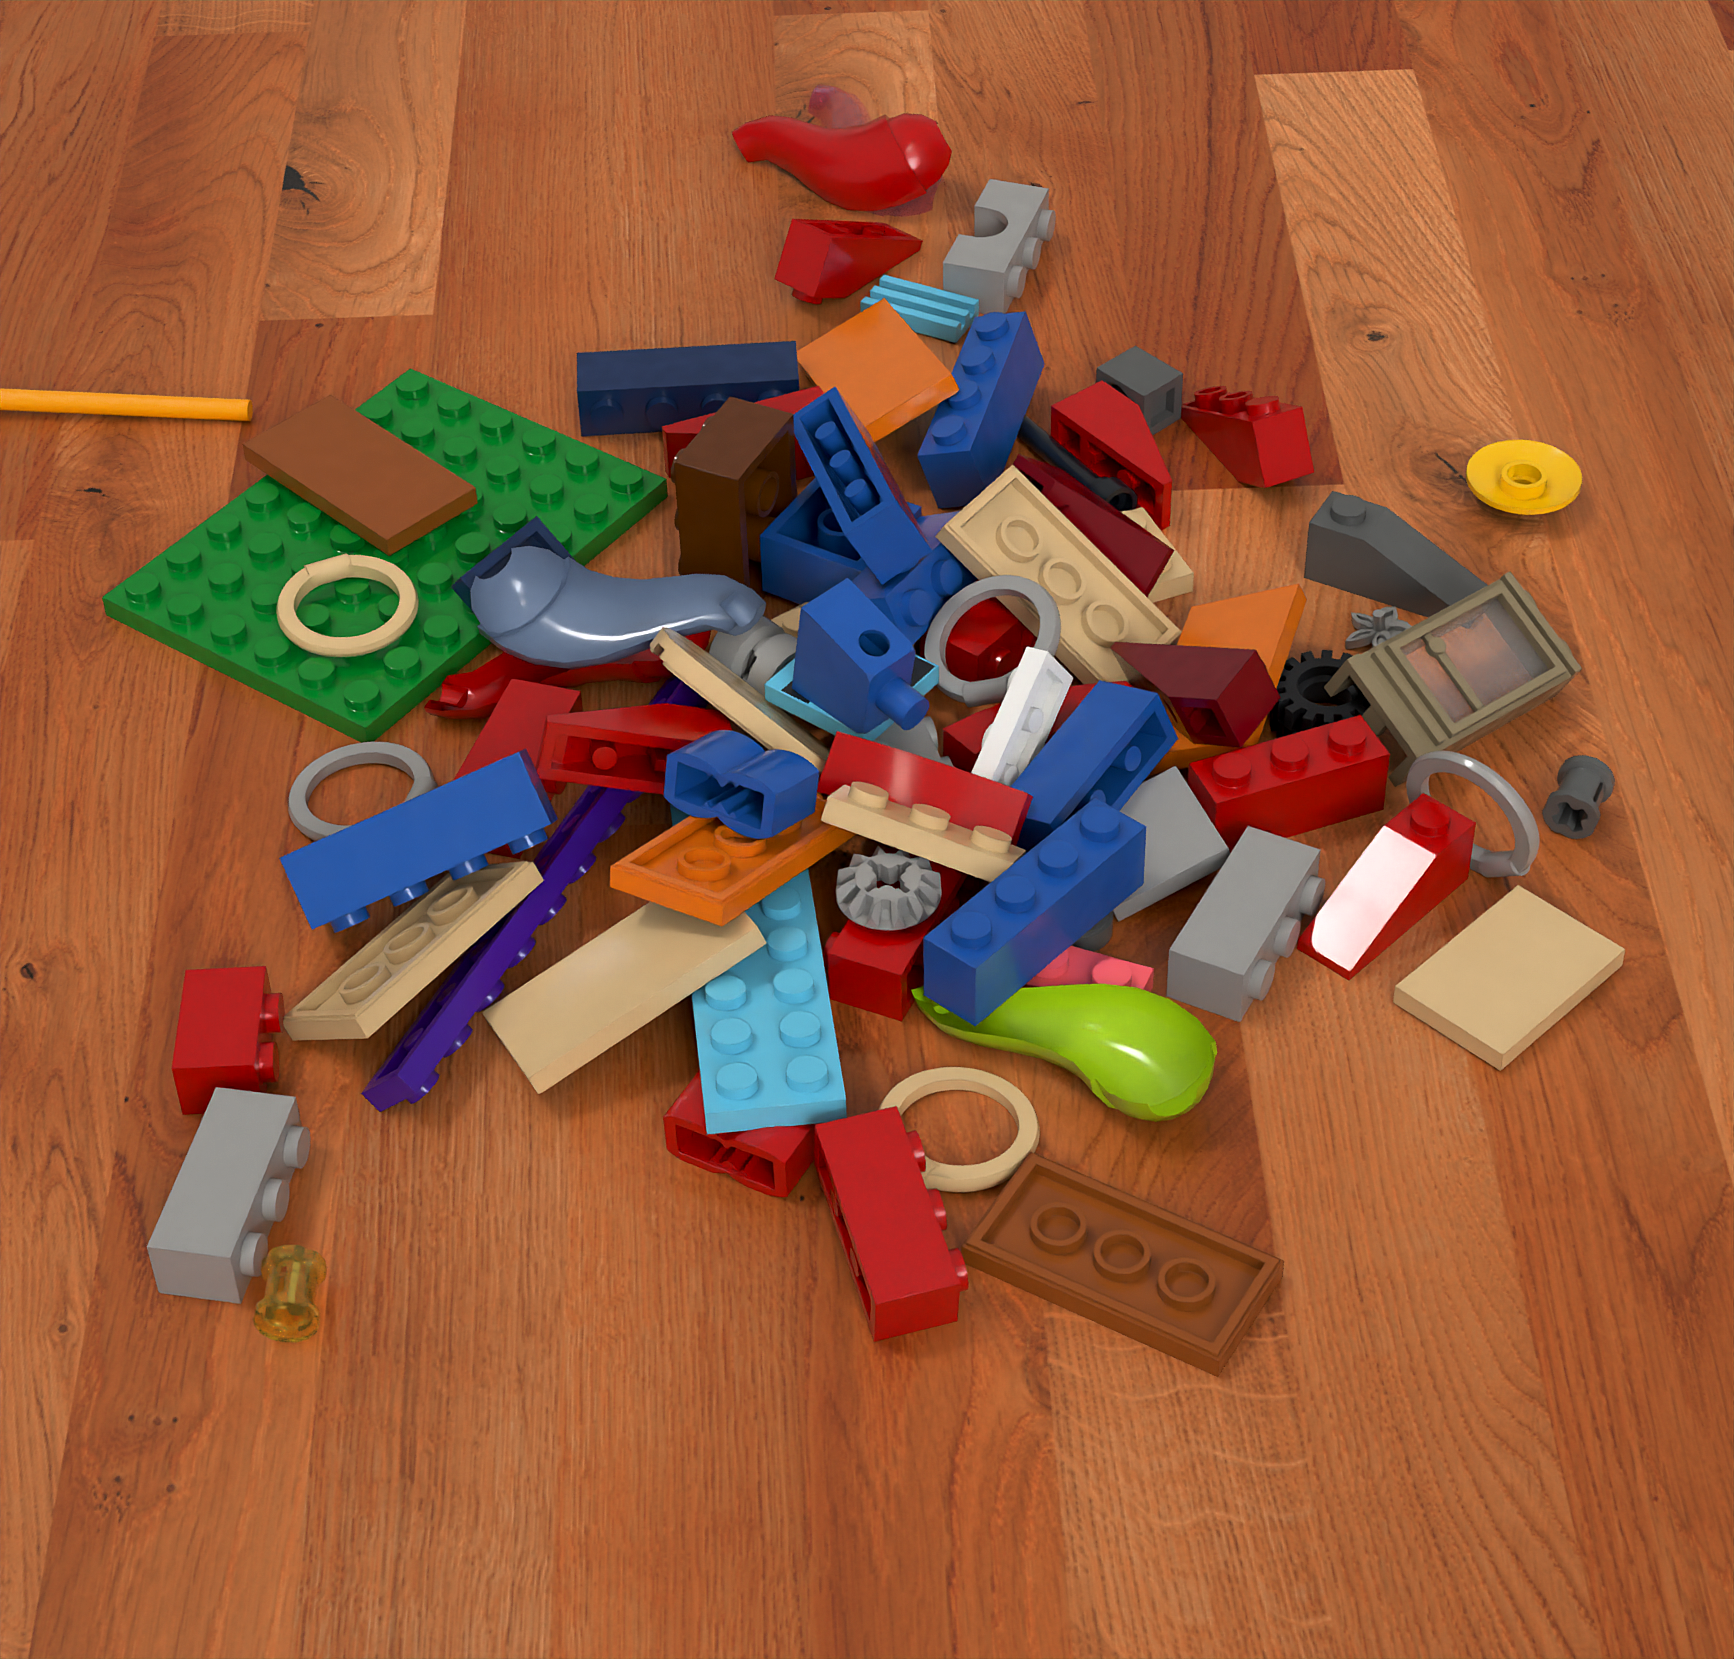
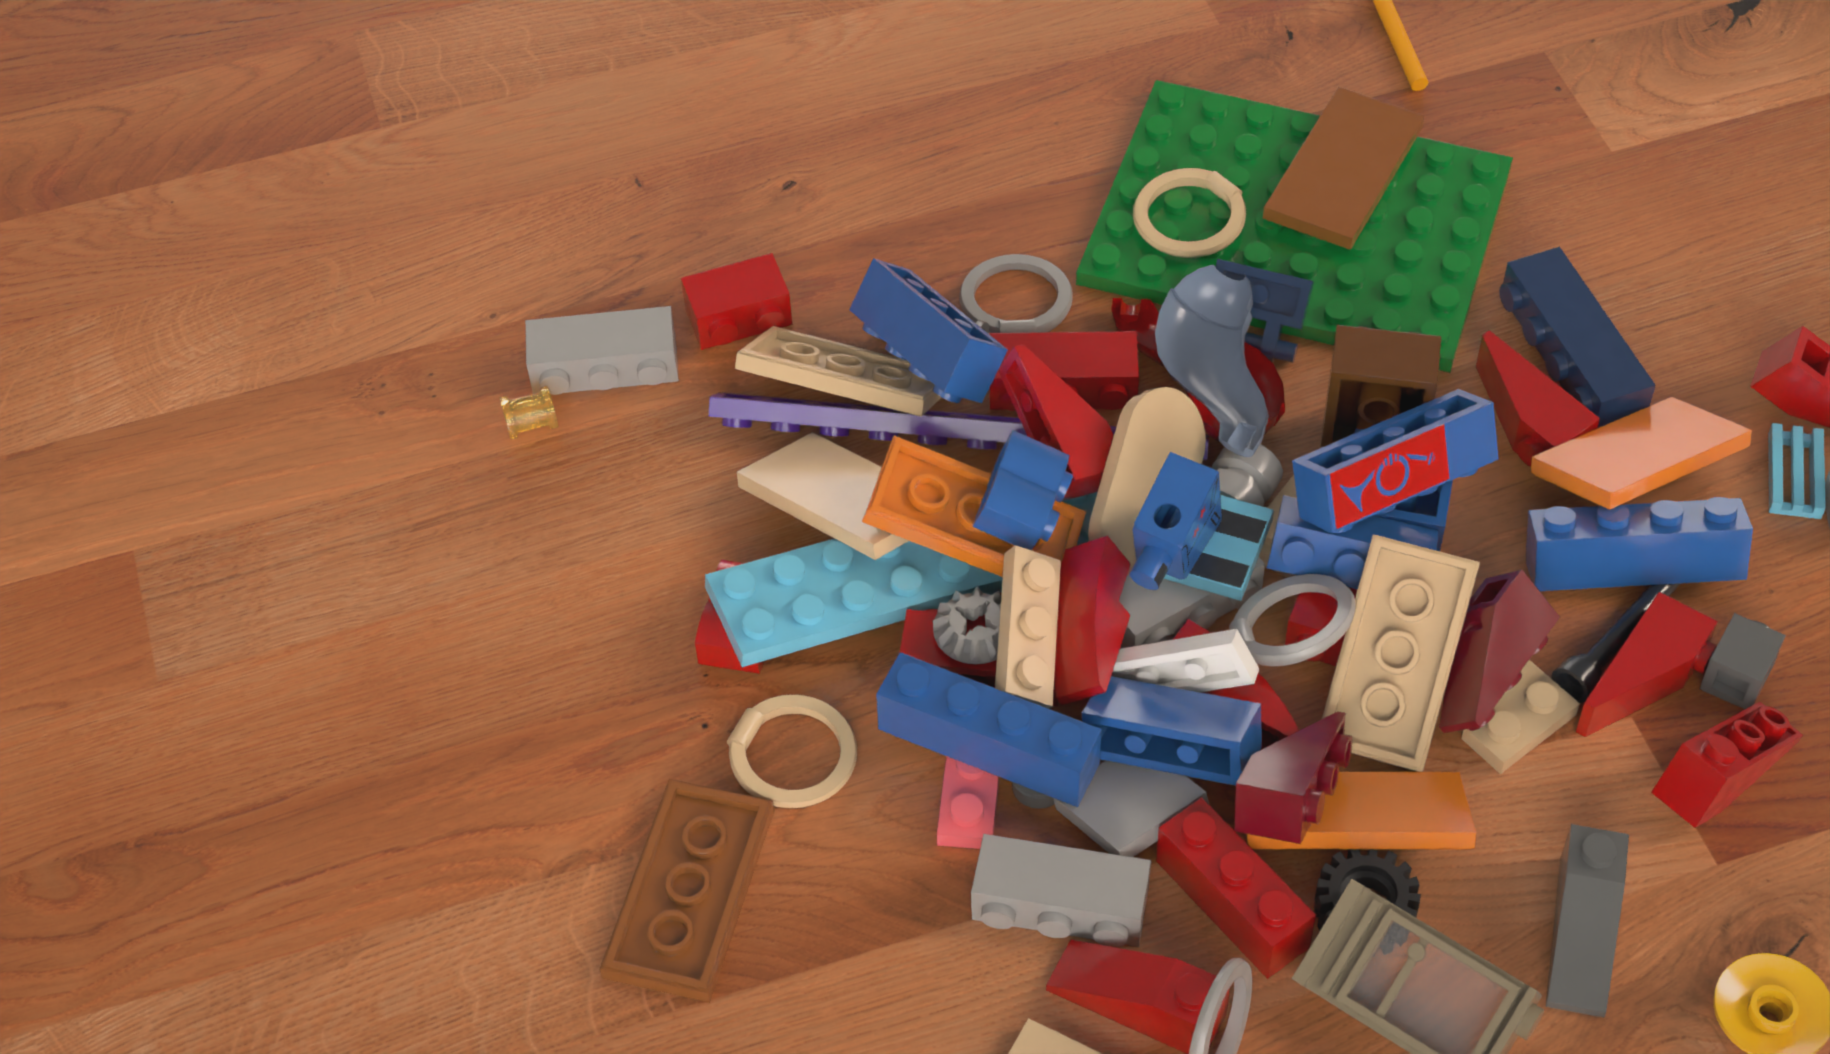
camera: 75 degrees right, 10 degrees up
(889, 1223) = (662, 720): red brick -> none
(1120, 1040) = (886, 825): lime animal -> none
(1375, 629) = (1500, 929): light grey plant -> none

